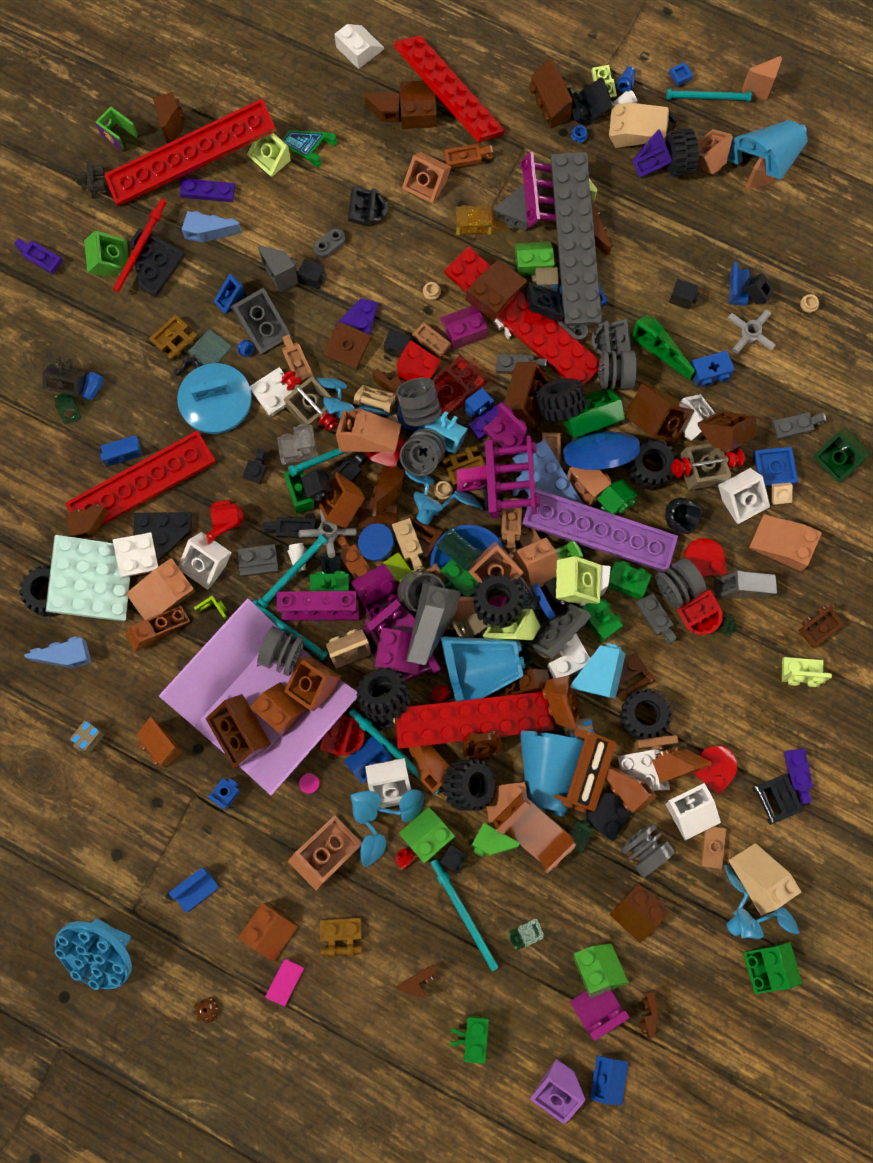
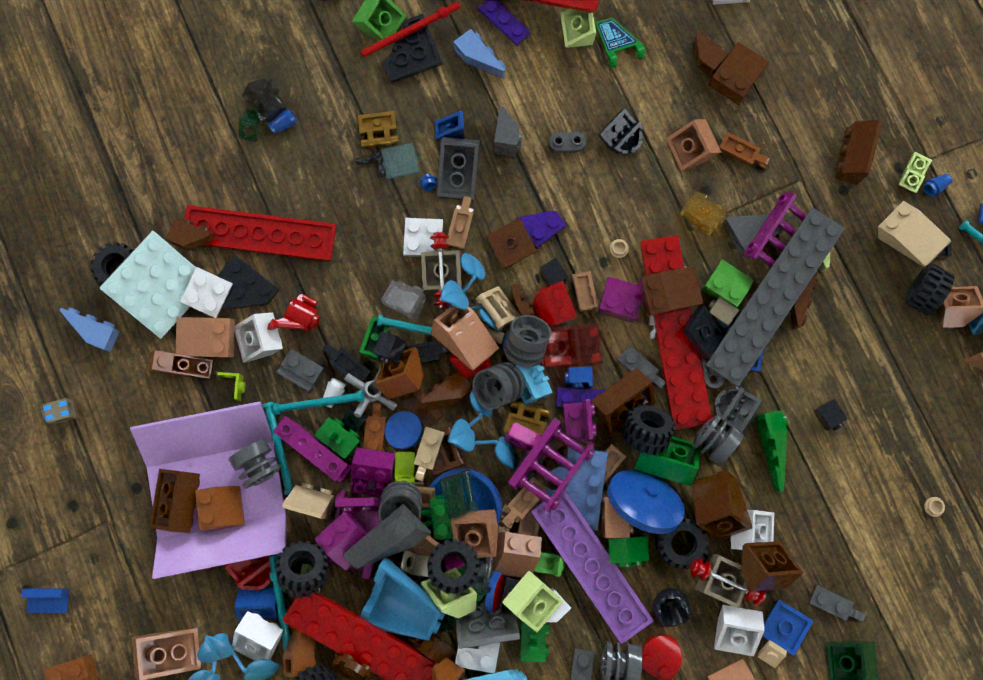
camera: 35 degrees right, 5 degrees up
(120, 451) = (264, 193): blue panel -> none
(158, 743) = (108, 461): dark orange slope -> none
(214, 398) = (370, 206): dark azure bracket -> none
(225, 801) = (118, 543): blue brick -> none
(255, 469) = (356, 292): black plate -> none
(309, 783) = (198, 585): dark pink piece -> none
(311, 274) = (531, 159): black brick -> none
(311, 682) = (259, 509): dark orange slope -> none
(440, 694) = (355, 597): red plate -> none
(443, 490) = (493, 427): tan plate -> none
(449, 88) = (774, 80): red plate -> none
(579, 130) = (860, 203): blue plate -> none
(590, 102) = (887, 182): black bracket -> none
(626, 97) = (922, 203): white cone -> none
(628, 580) = (583, 626): green brick -> none
(652, 155) = (902, 271): dark purple wing -> none
(716, 362) = (812, 500): blue brick -> none
(736, 282) = (884, 443): blue panel -> none
(754, 325) = (870, 492): light grey bar -> none
(758, 289) = (899, 460): black brick -> none

